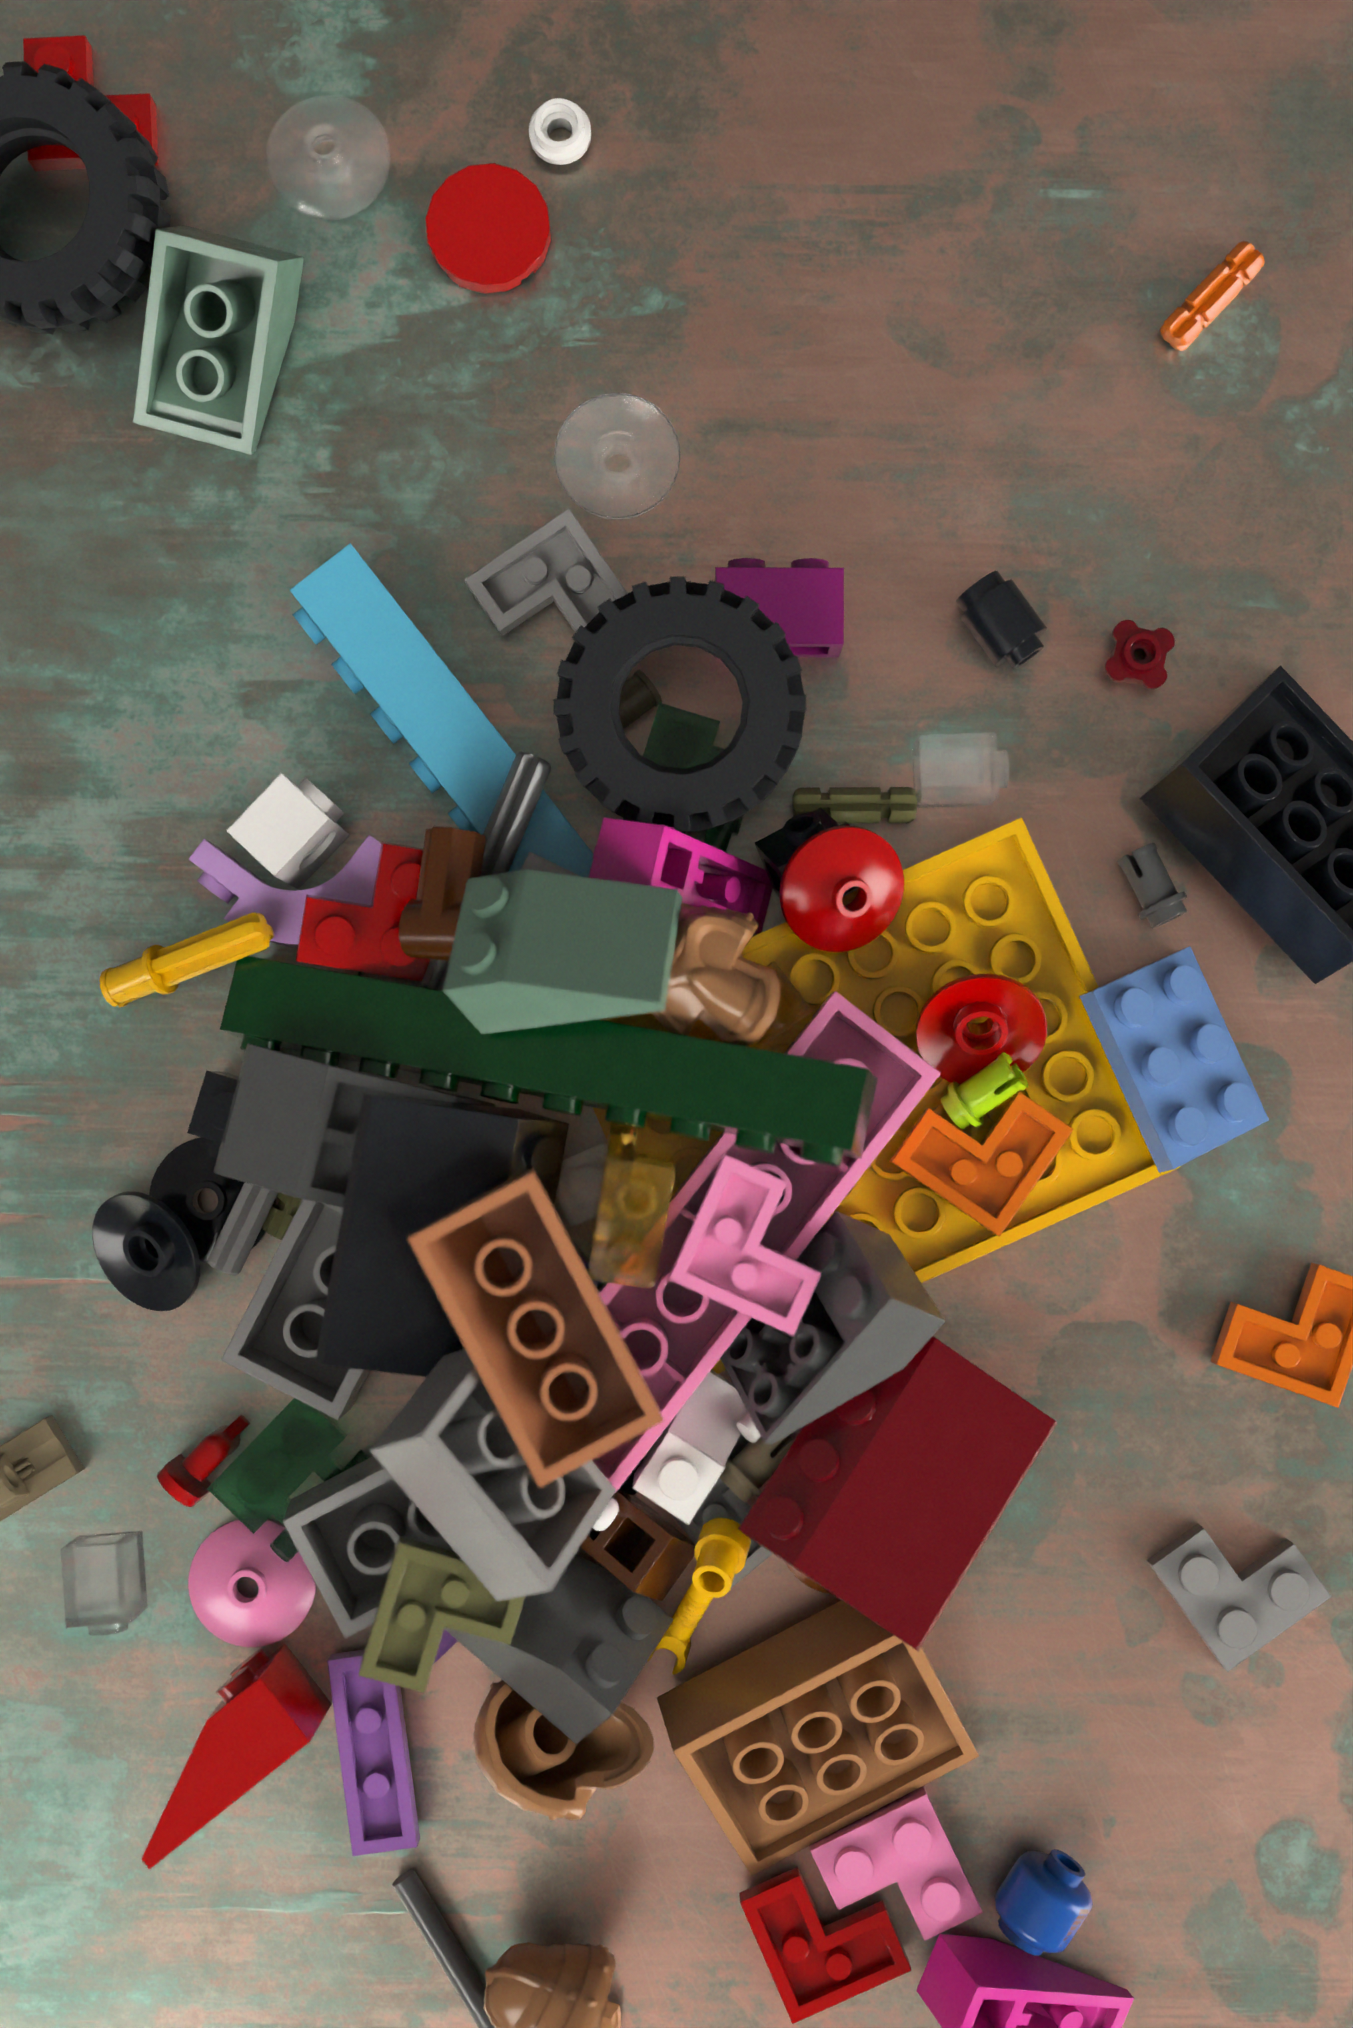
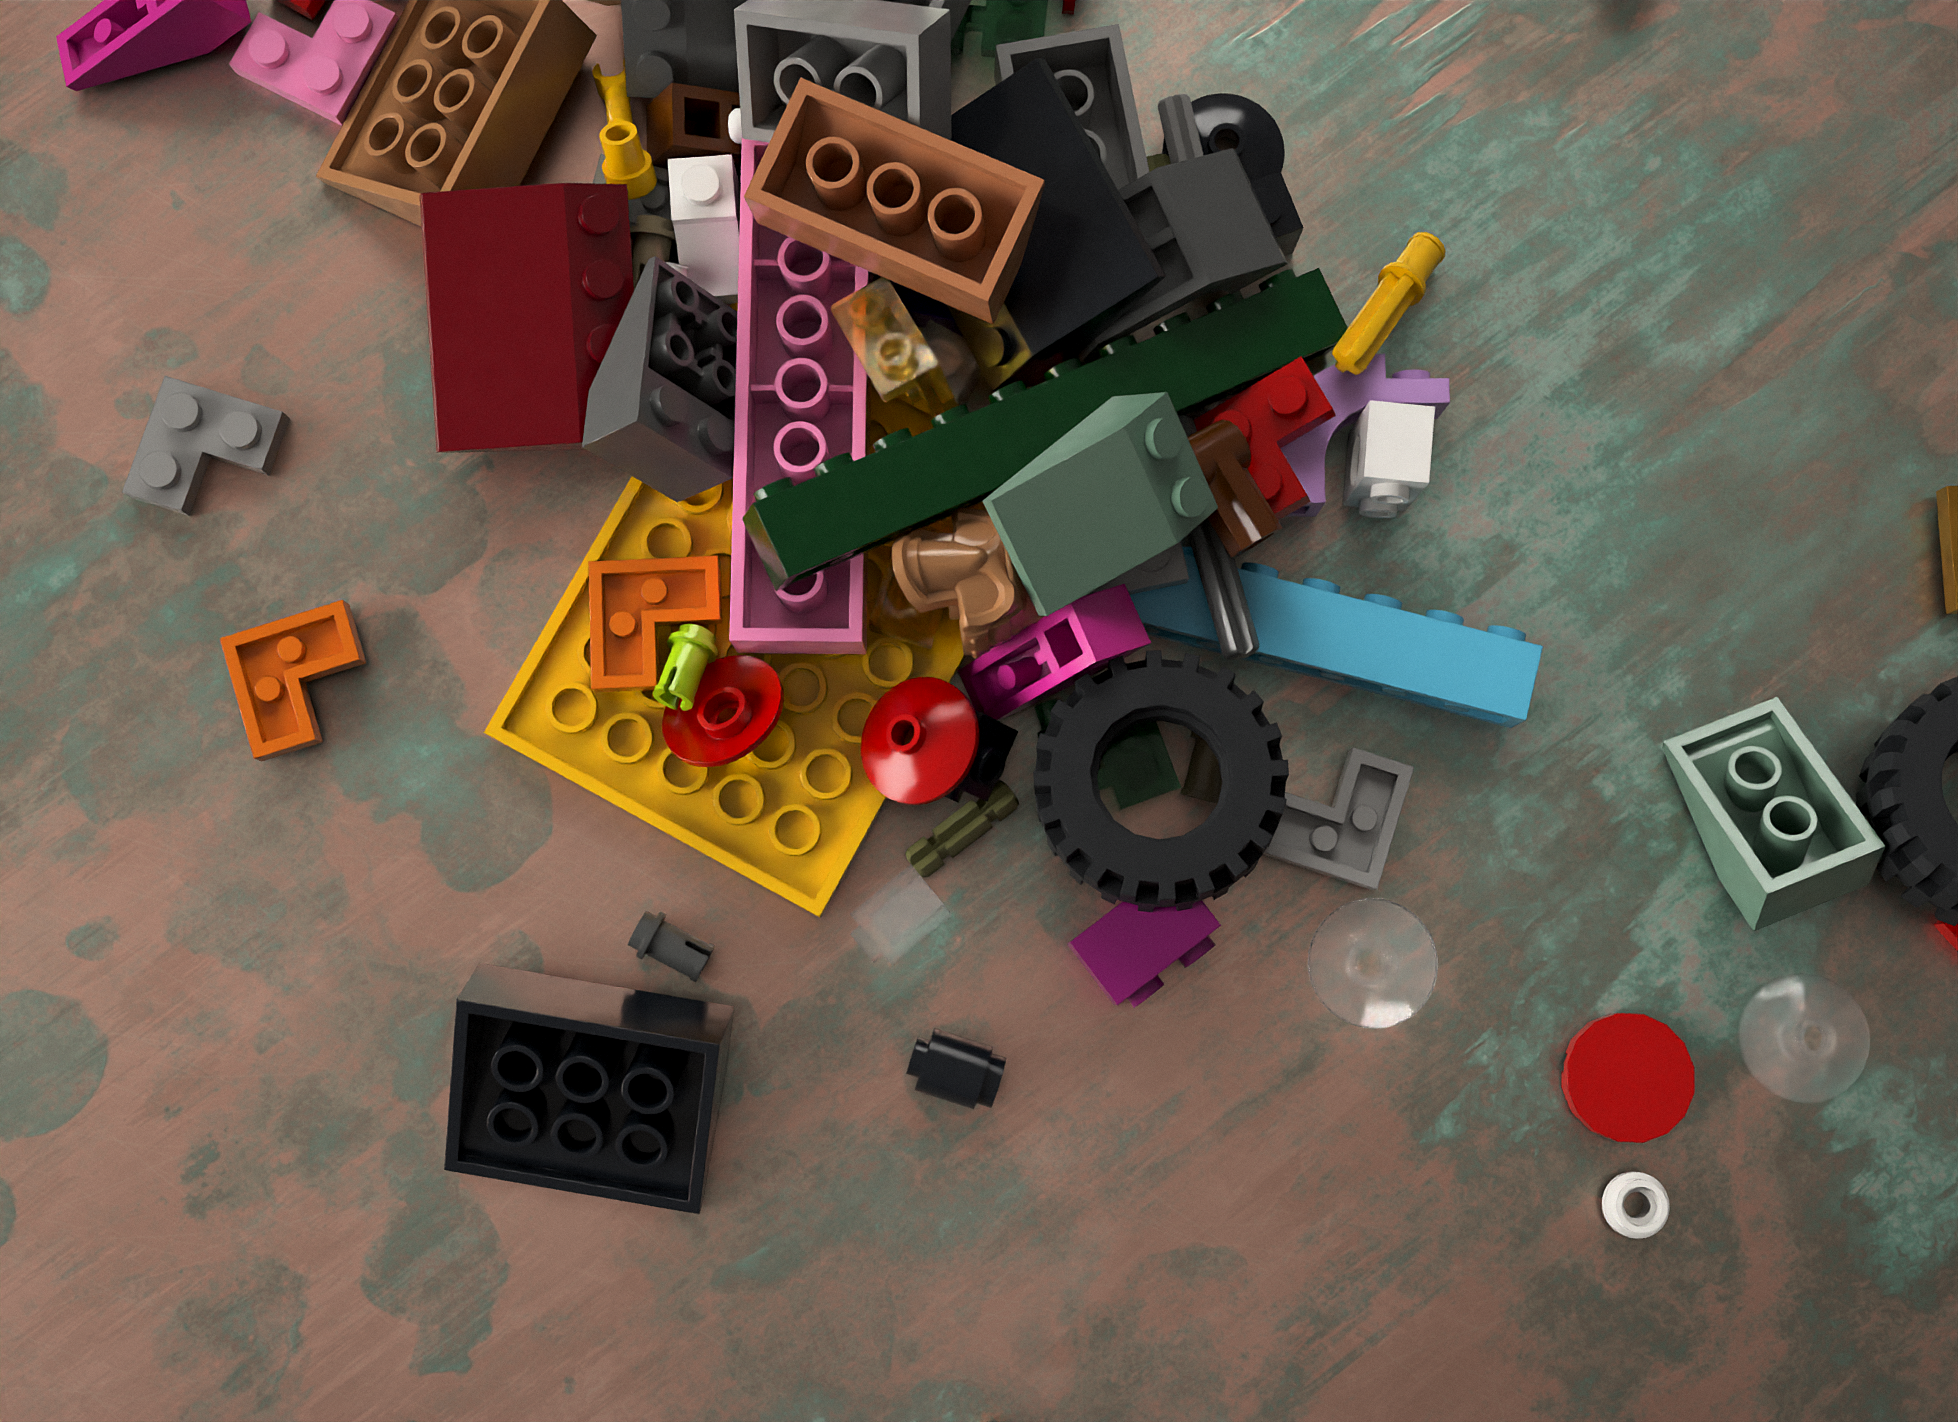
camera: 140 degrees right, 5 degrees down
(146, 1251) = (1241, 71): black dish -> none
(725, 1253) = (782, 365): bright pink plate -> none
(1043, 1901) = (187, 102): blue head -> none
(1122, 662) = (827, 1112): dark red plate -> none
(1174, 1059) = (551, 815): medium blue plate -> none

